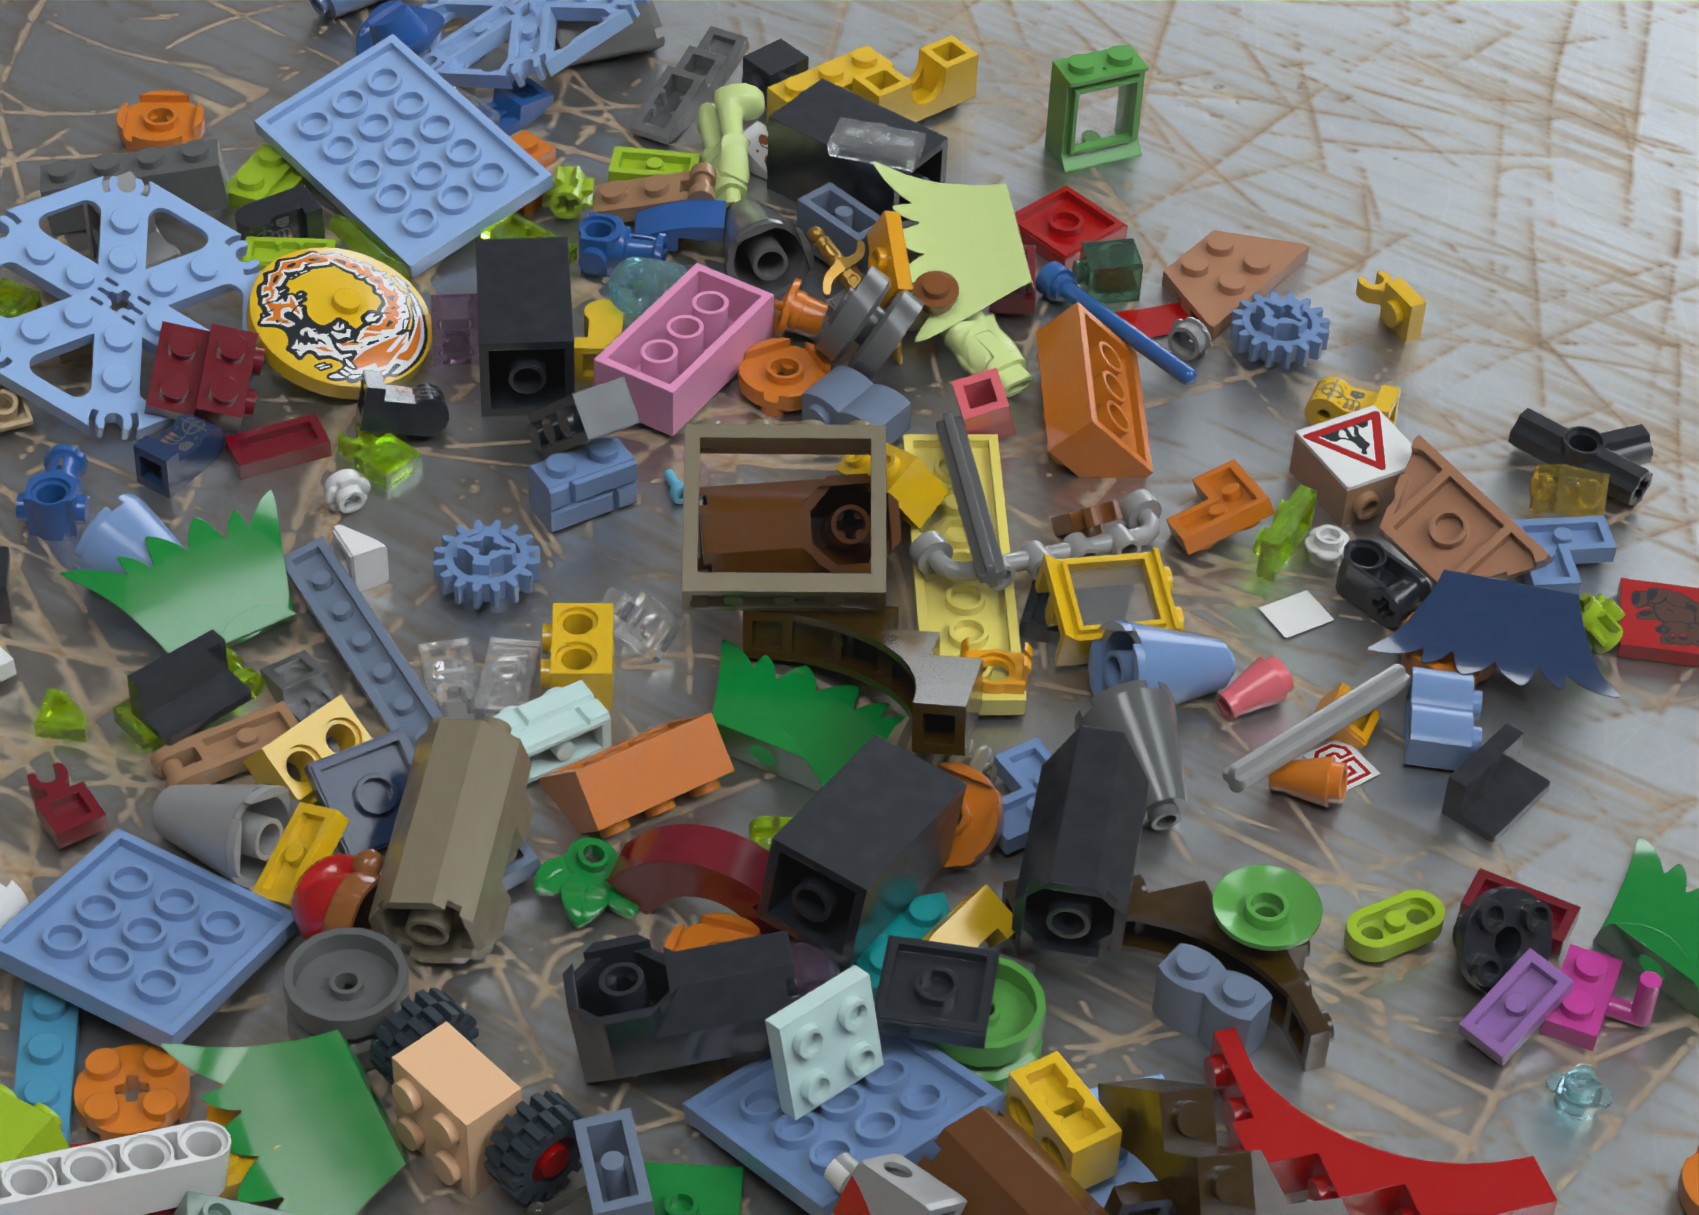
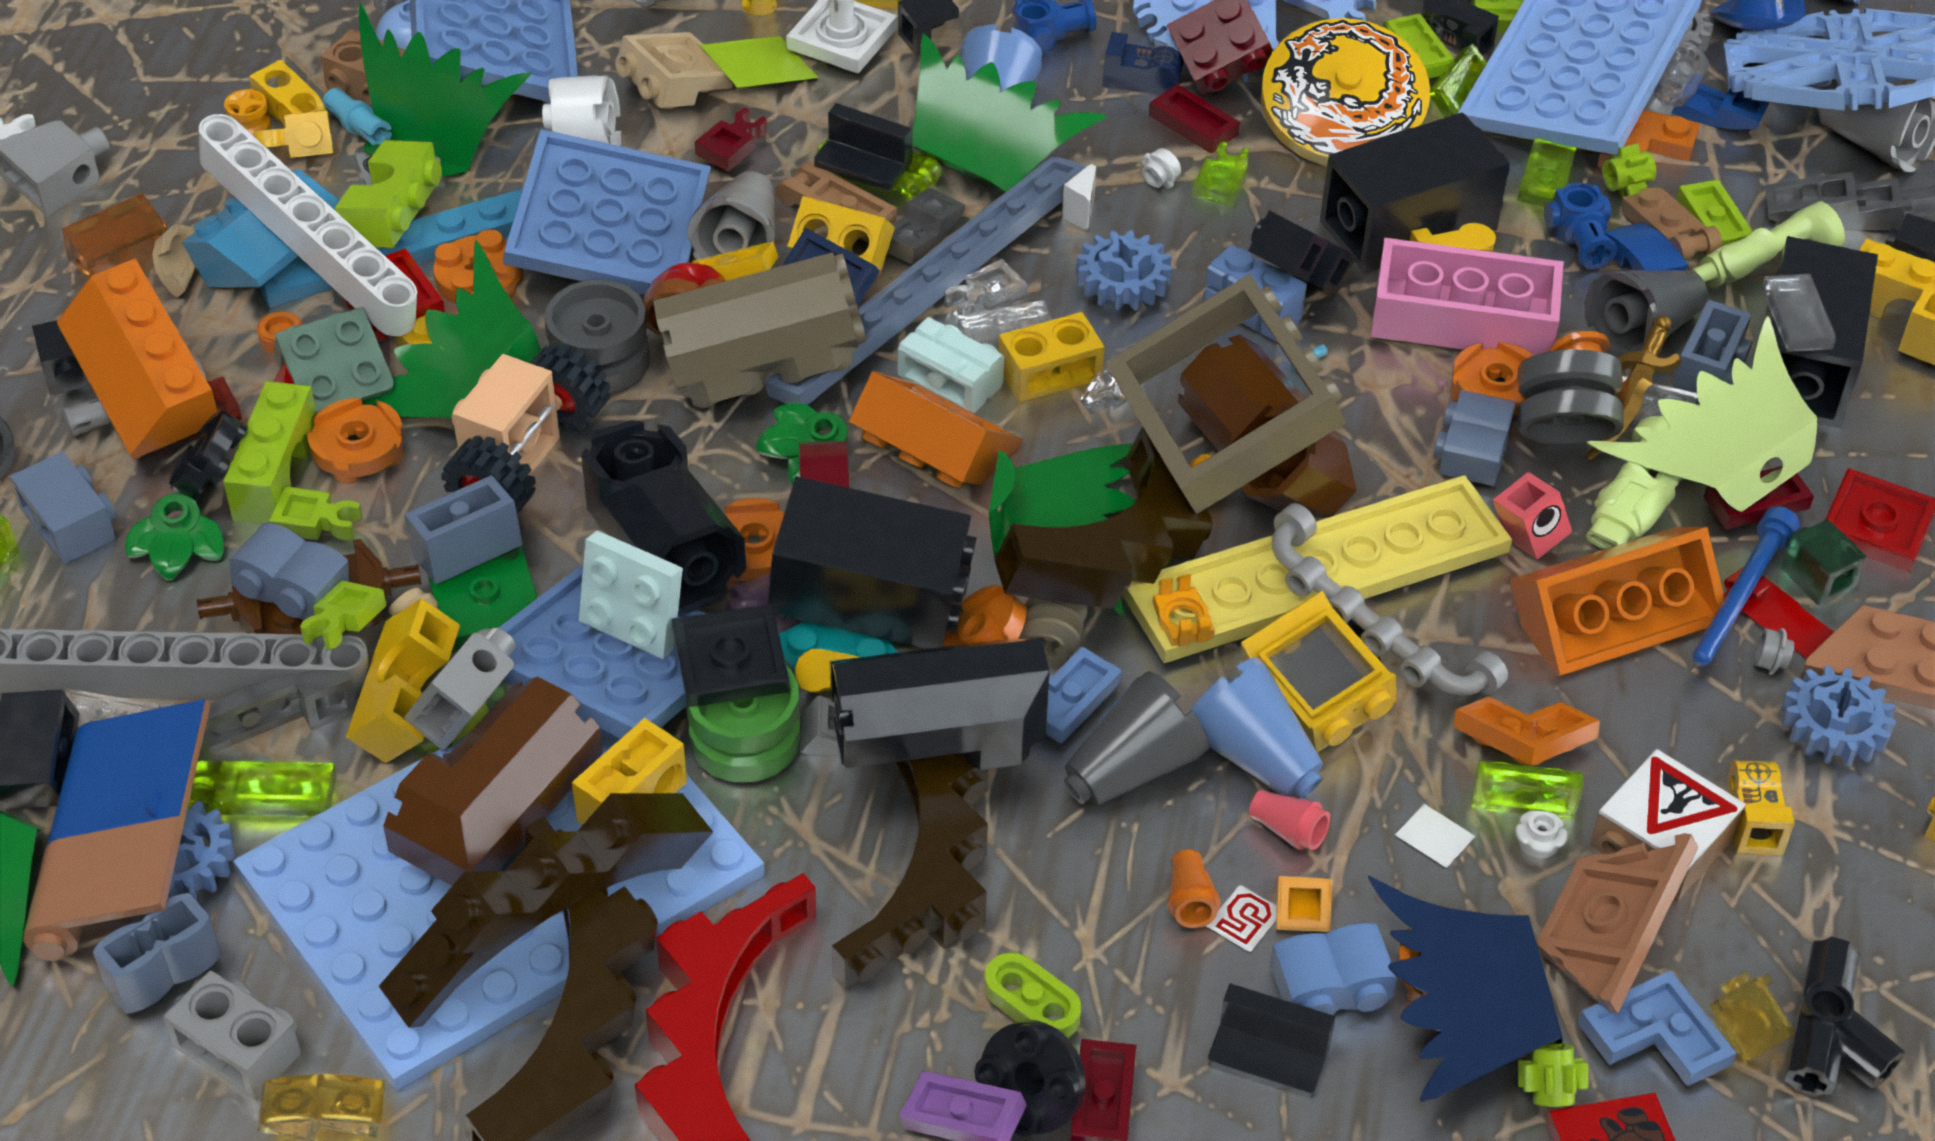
camera: 70 degrees right, 5 degrees up
(61, 718) = (820, 106): clear neon green tile -> none
(400, 408) = (1271, 159): black leg -> none
(641, 282) = (1515, 235): clear light blue piece -> none
(889, 253) = (1664, 381): light orange plate -> none
(906, 480) = (1373, 472): yellow brick -> none
(937, 290) = (1650, 428): dark orange plate -> none
(971, 500) = (1373, 527): dark grey axle -> none
(1087, 520) = (1438, 633): dark orange plate -> none
(1202, 997) = (854, 872): sand blue brick -> none
(1267, 907) = (950, 847): bright green dish -> none
(1316, 728) = (1243, 866): light grey axle -> none
(1377, 581) = (1502, 885): black piece -> none

